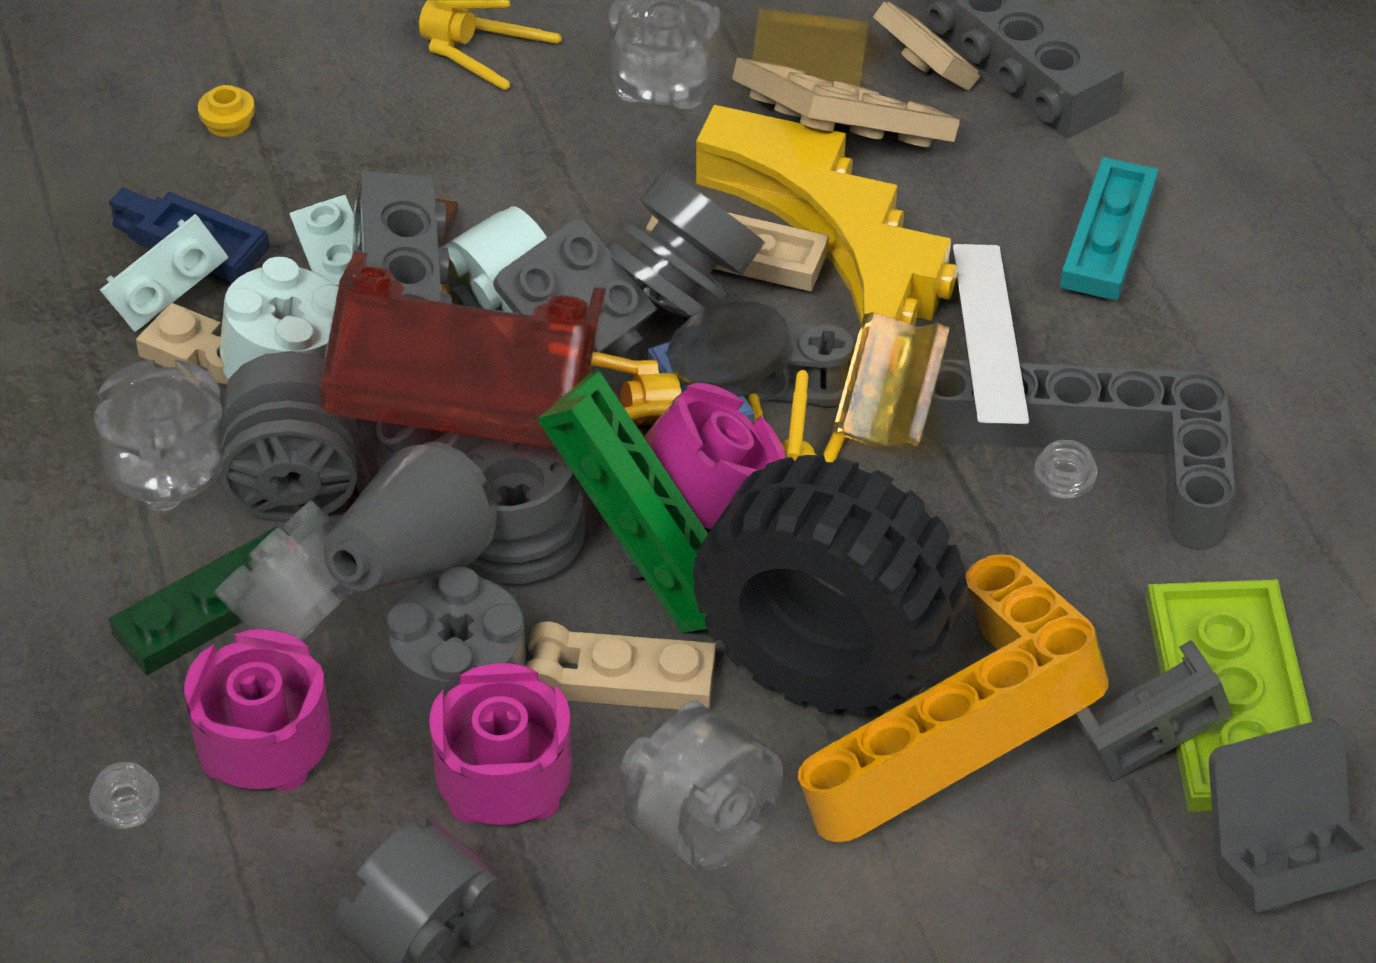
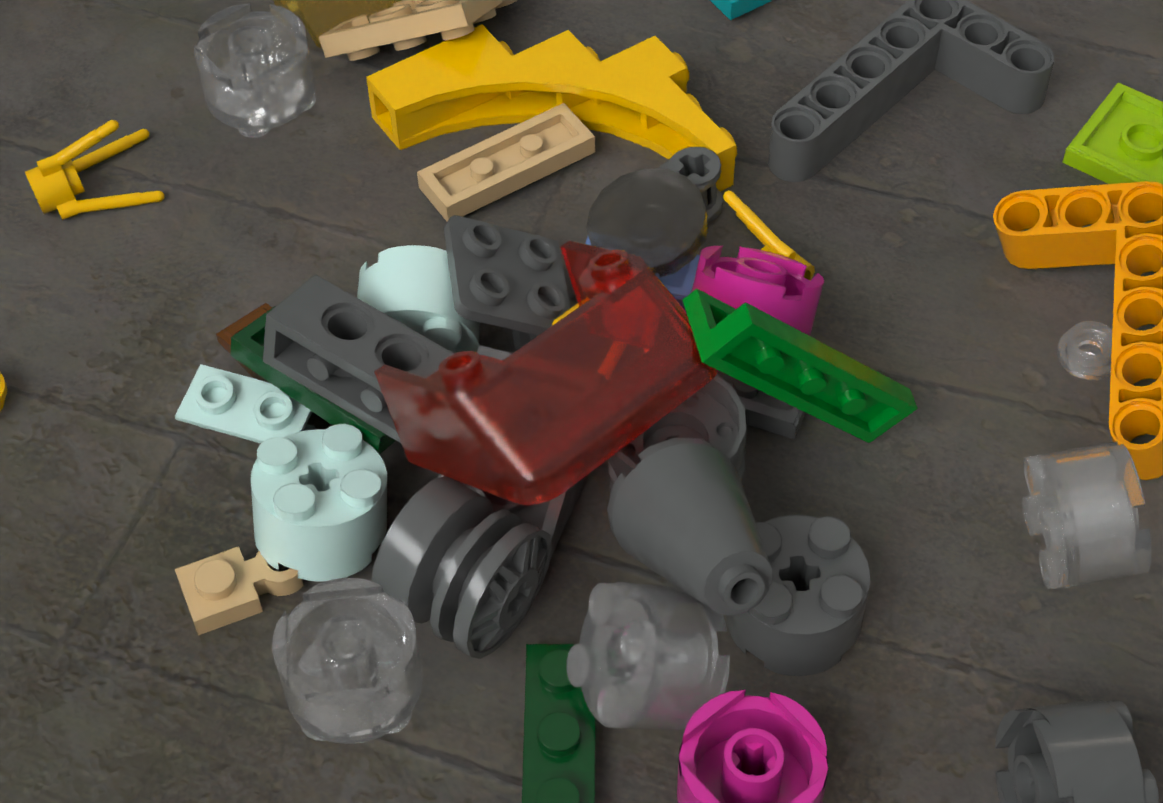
camera: 50 degrees left, 5 degrees up
(152, 220) = (102, 506): dark blue hinge -> none
(164, 273) = (147, 519): light aqua hinge -> none
(501, 745) = (932, 622): dark pink brick -> none
(622, 667) = (898, 491): tan plate -> none
(684, 246) = (519, 174): dark grey wheel -> none
(862, 539) = (994, 299): black tyre -> none
(890, 382) = (776, 151): clear yellow panel -> none
(990, 335) = (780, 78): white sticker -> none
(1066, 469) = (917, 123): clear plate -> none

